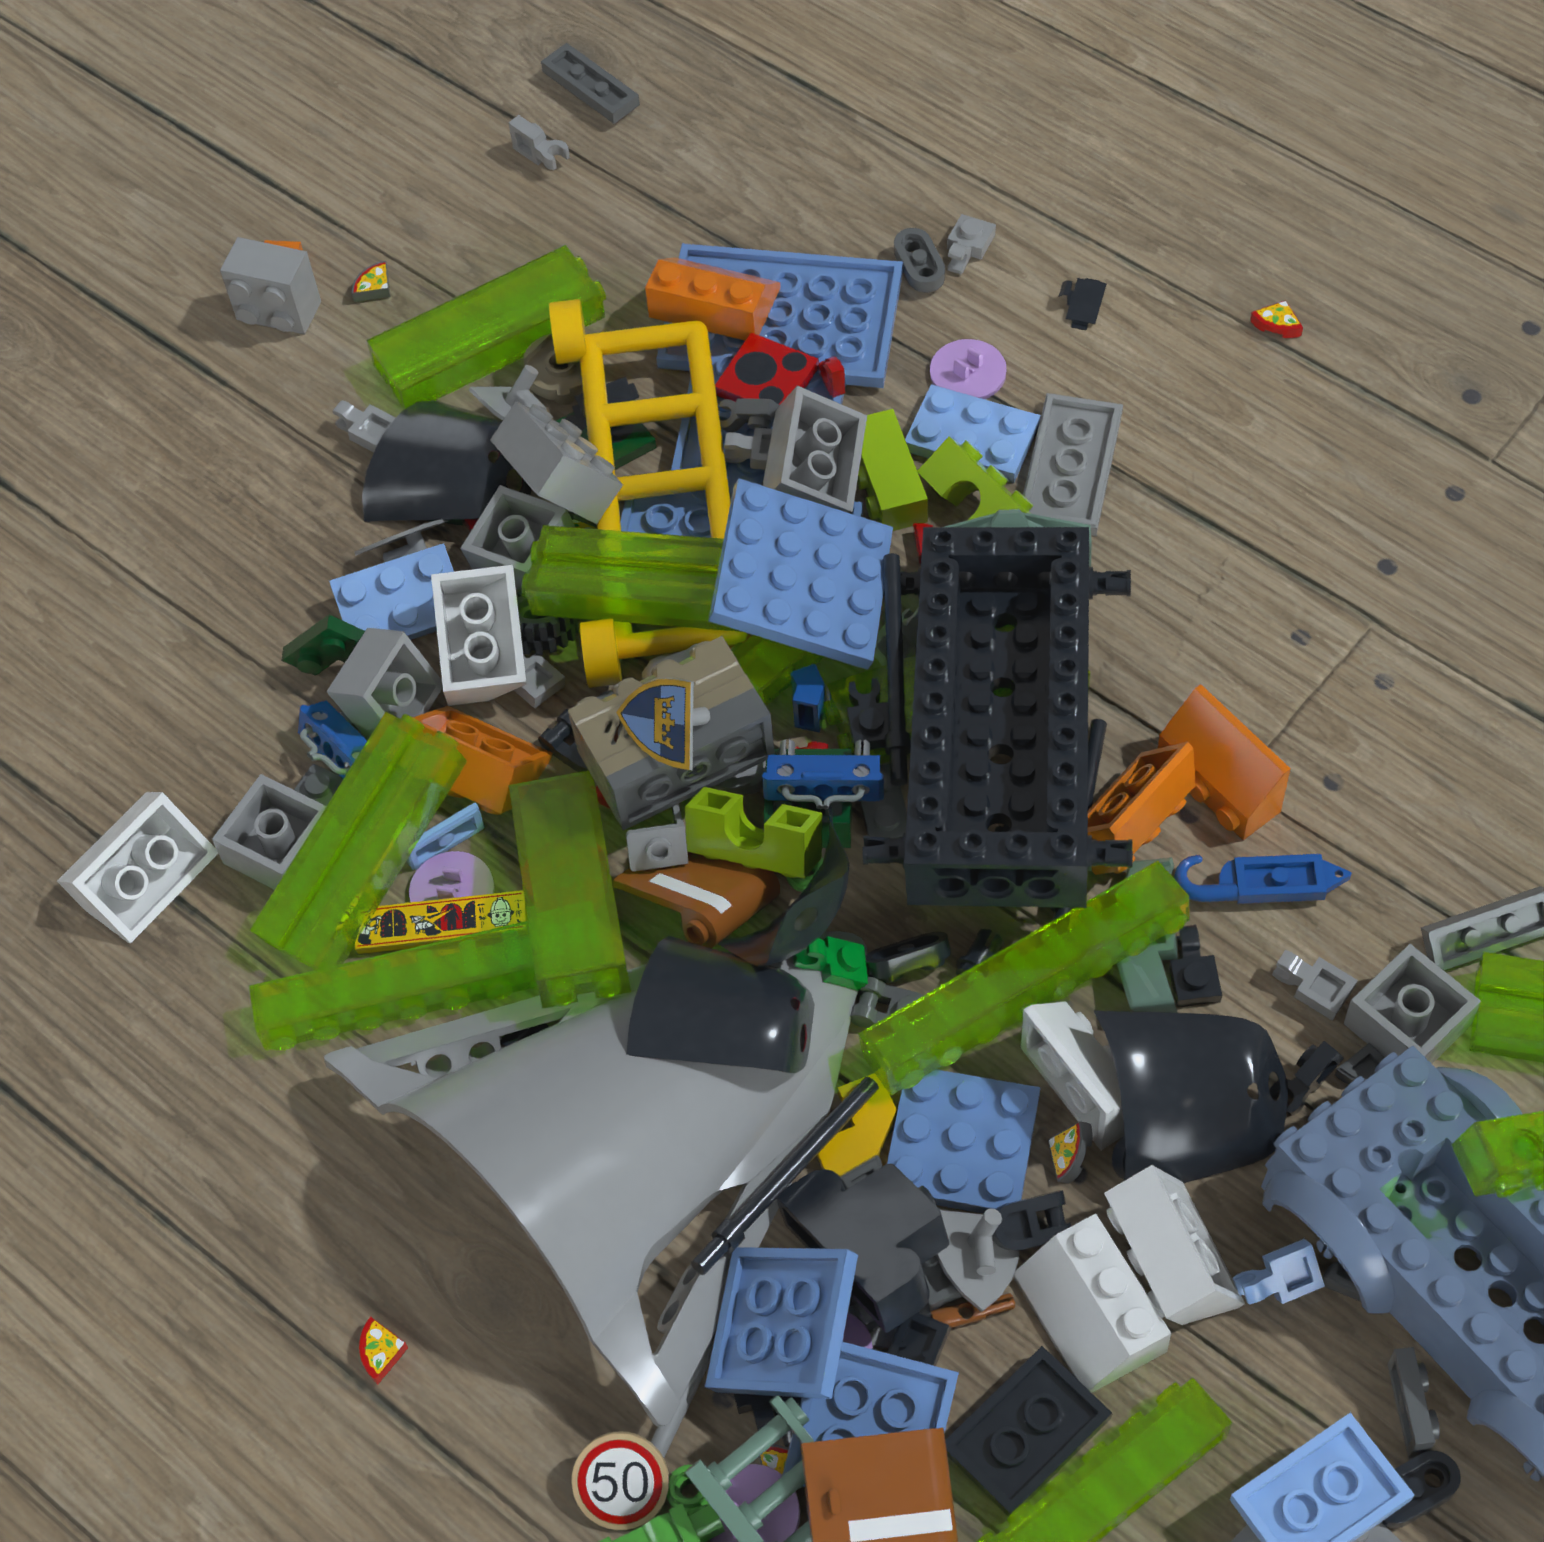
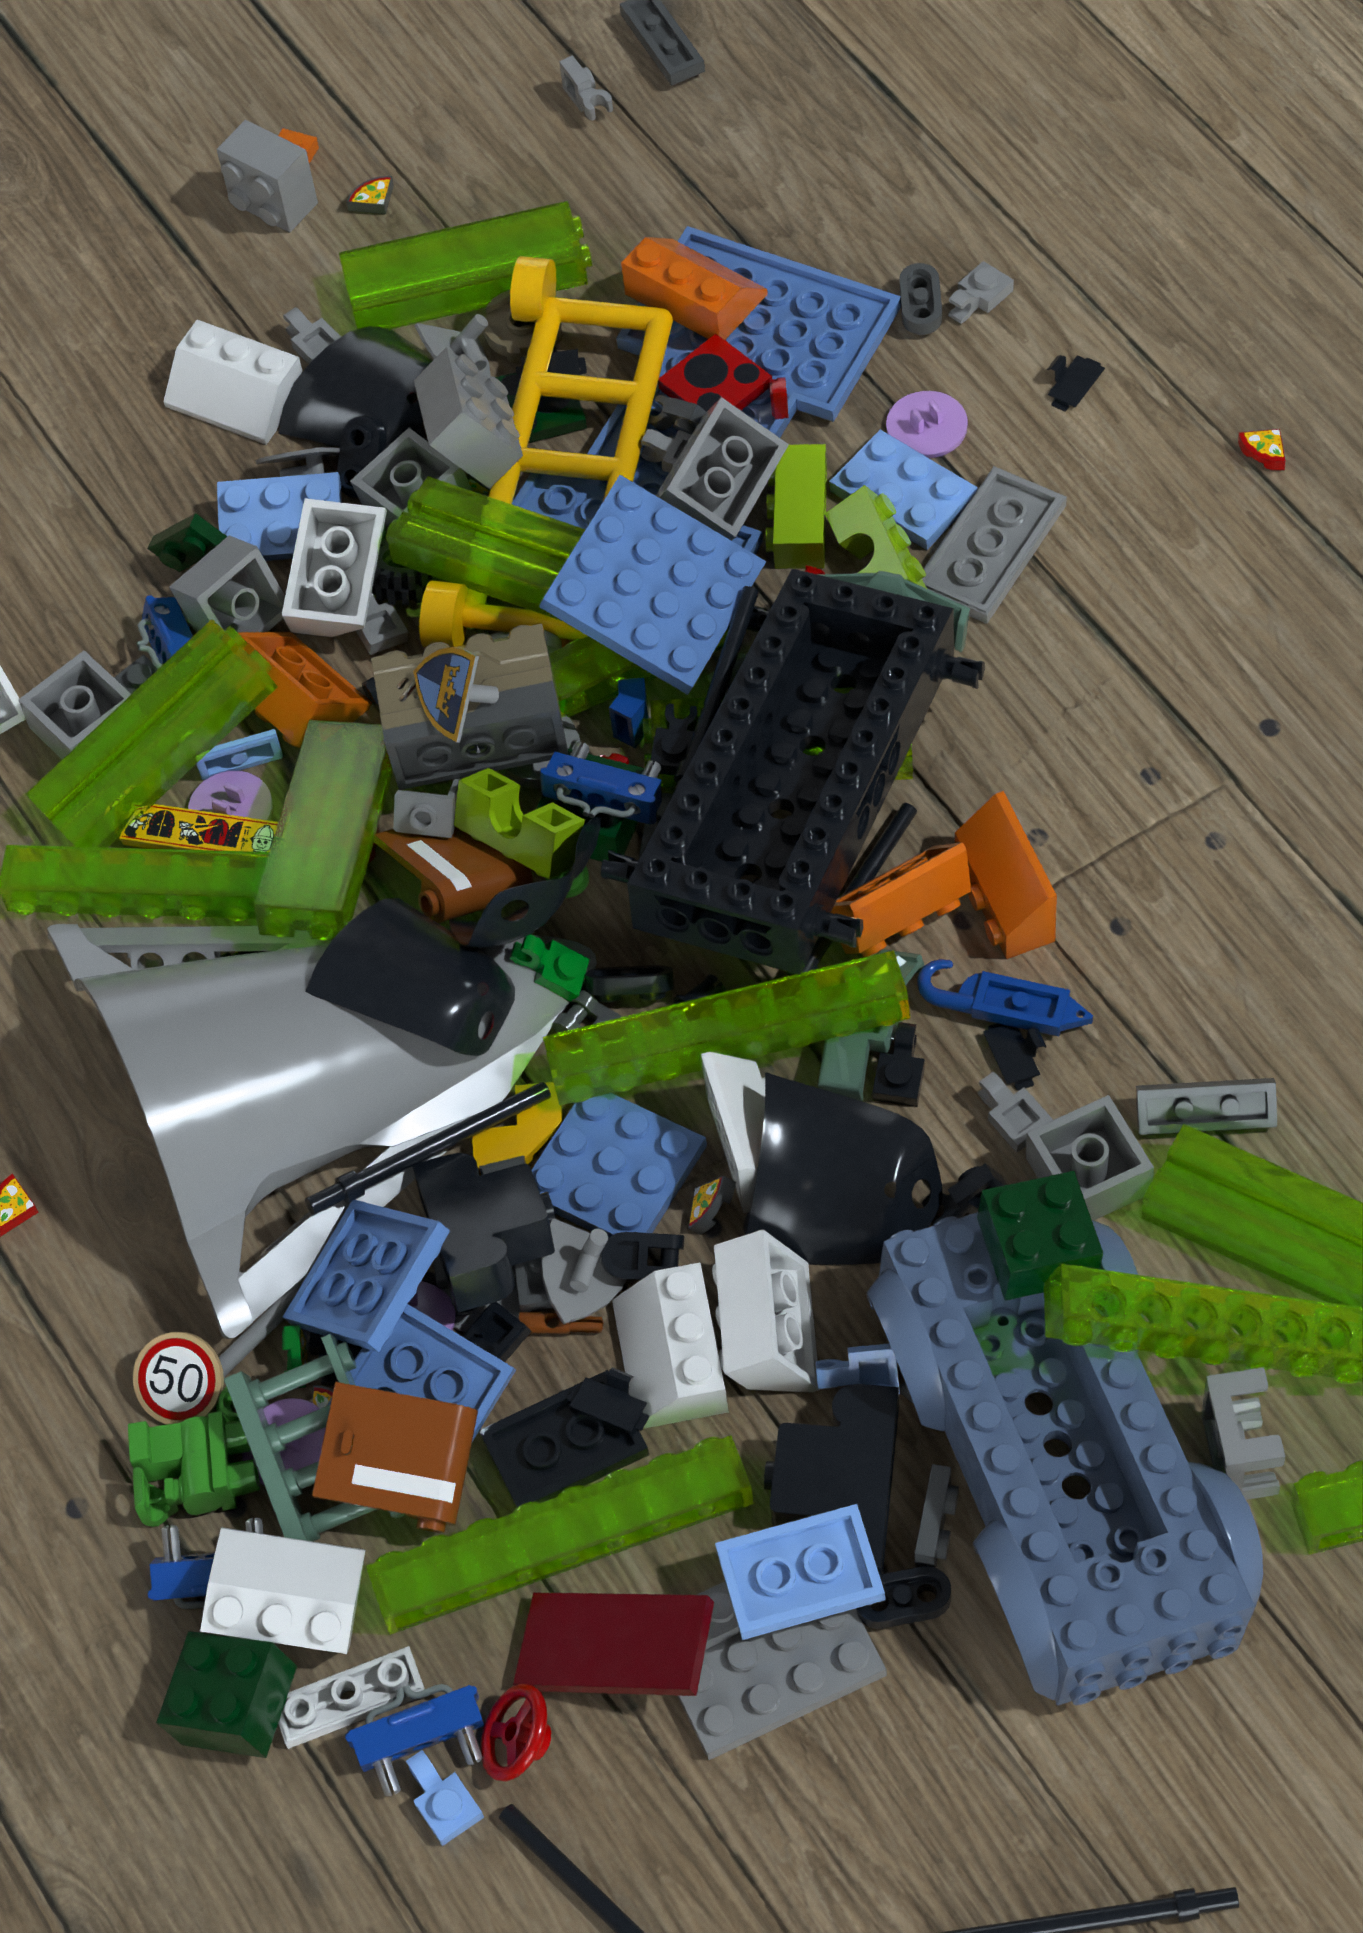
camera: 20 degrees right, 0 degrees up
(304, 483) = (231, 381): none -> white slope
(453, 523) = (357, 455): none -> black plate
(726, 1421) = (297, 1347): none -> green tile
(1059, 1377) = (610, 1401): none -> black piece
(1291, 926) = (1015, 1053): none -> black piece
(1302, 1378) = (839, 1464): none -> black brick
(1427, 1097) = (1036, 1229): none -> dark green brick

